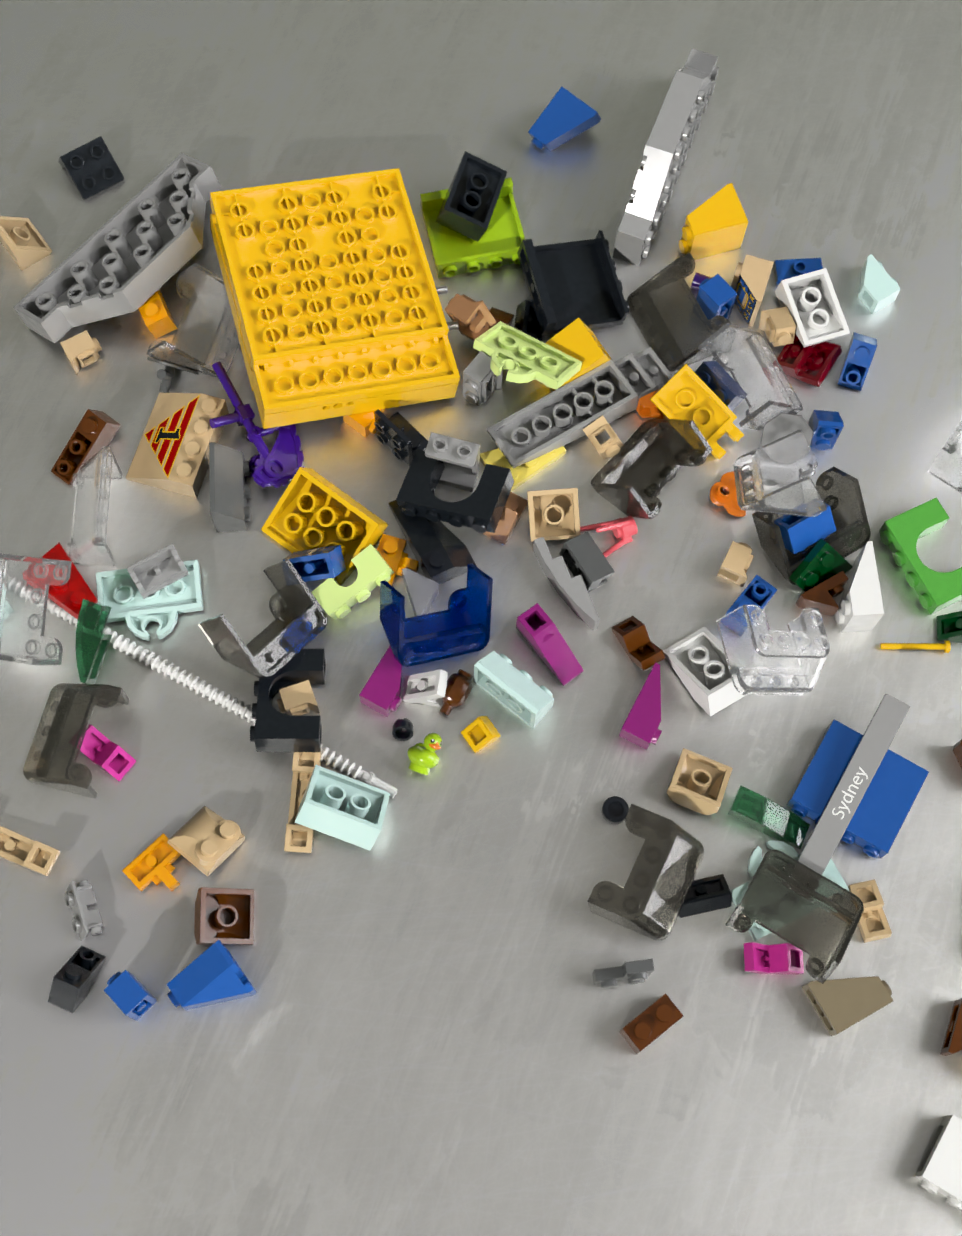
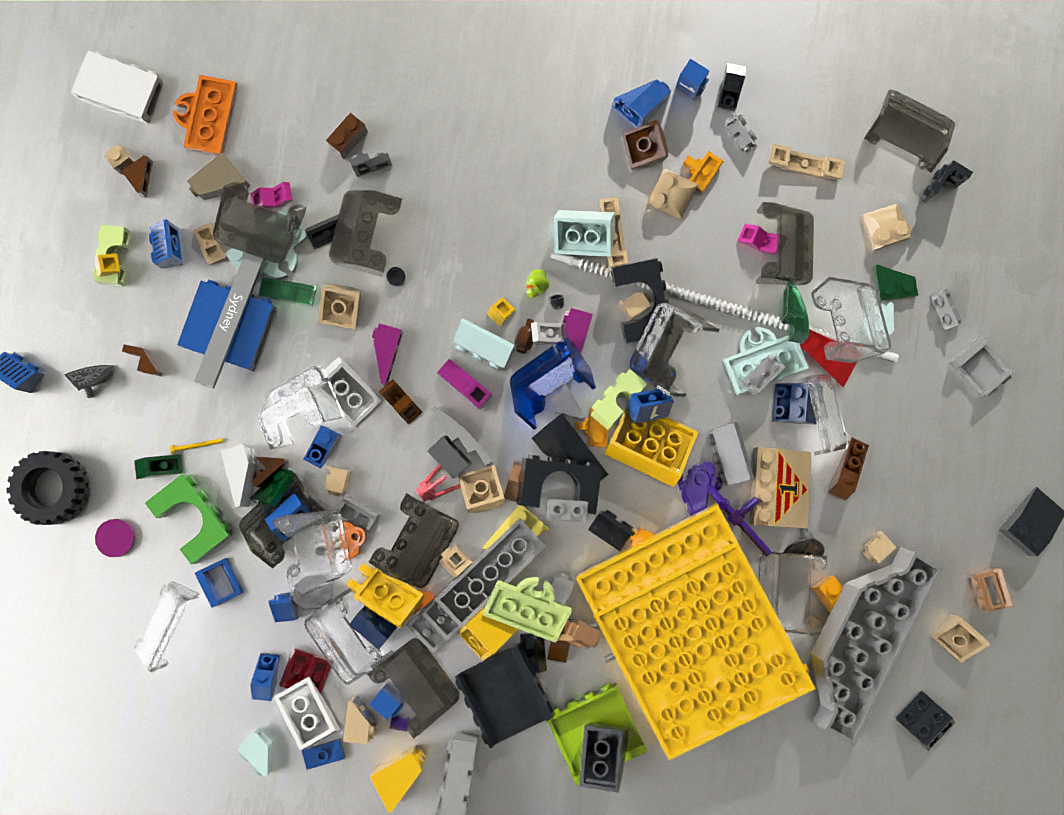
camera: 170 degrees right, 15 degrees up
(130, 532) = (793, 404): none -> dark blue slope
(714, 521) = (358, 513): none -> light grey hinge
(778, 326) = (332, 693): tan window -> none
(853, 1105) = (207, 114): none -> orange plate
(915, 470) = (209, 587): none -> blue tile
(932, 916) = (166, 244): none -> blue slope

